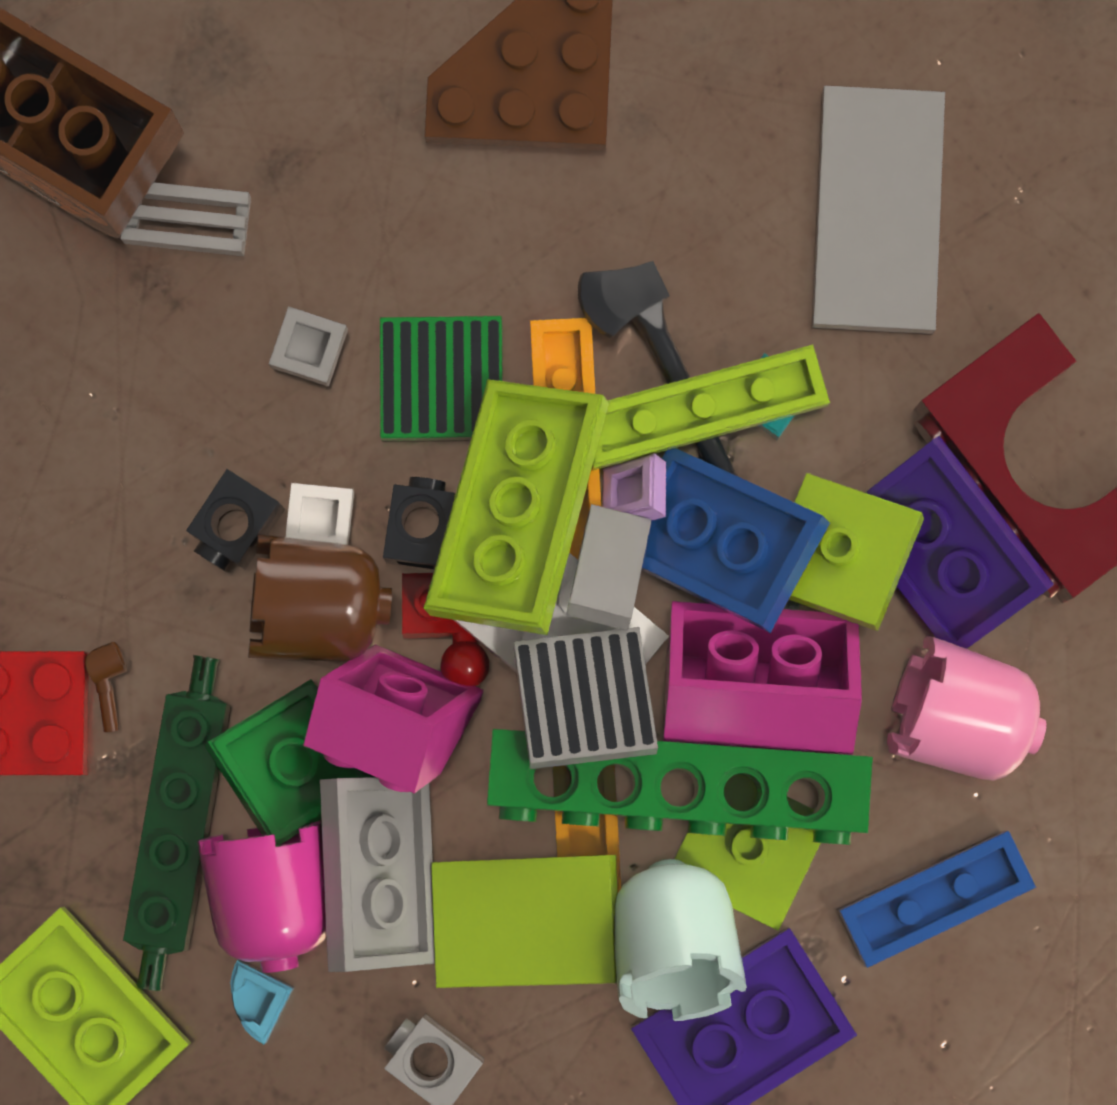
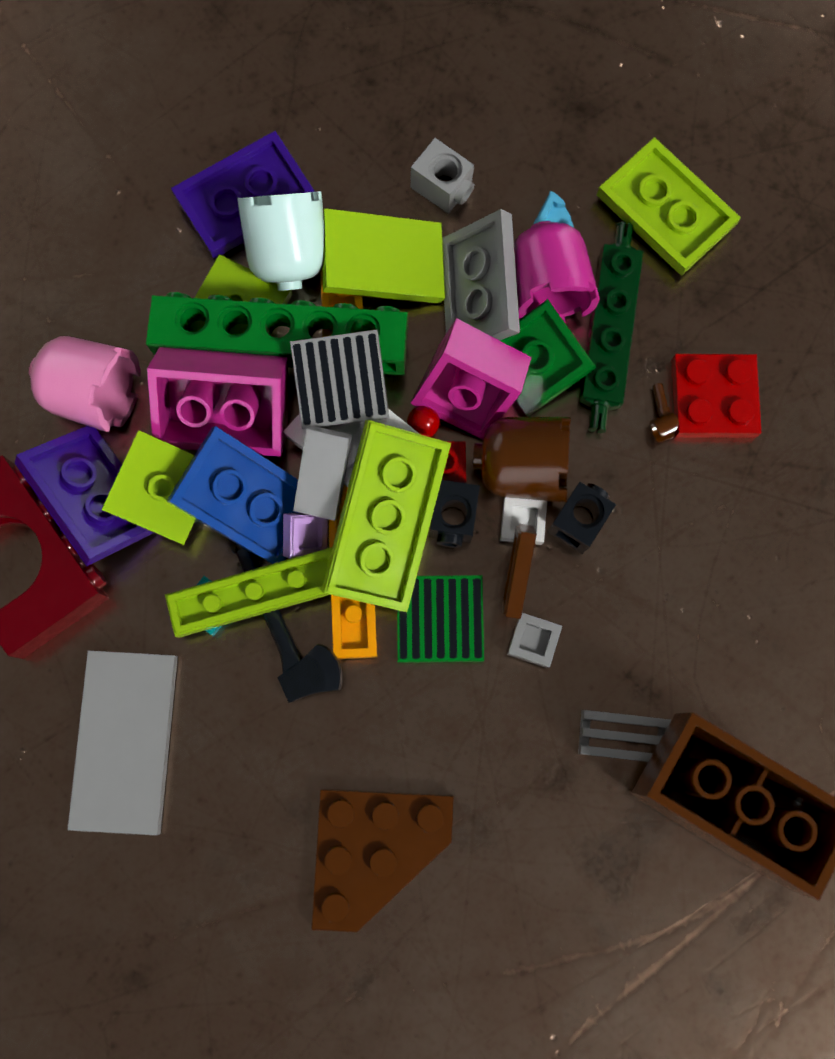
camera: 175 degrees right, 5 degrees down
(328, 437) = (518, 570): none -> reddish brown tile
(936, 898) = (113, 272): blue plate -> none

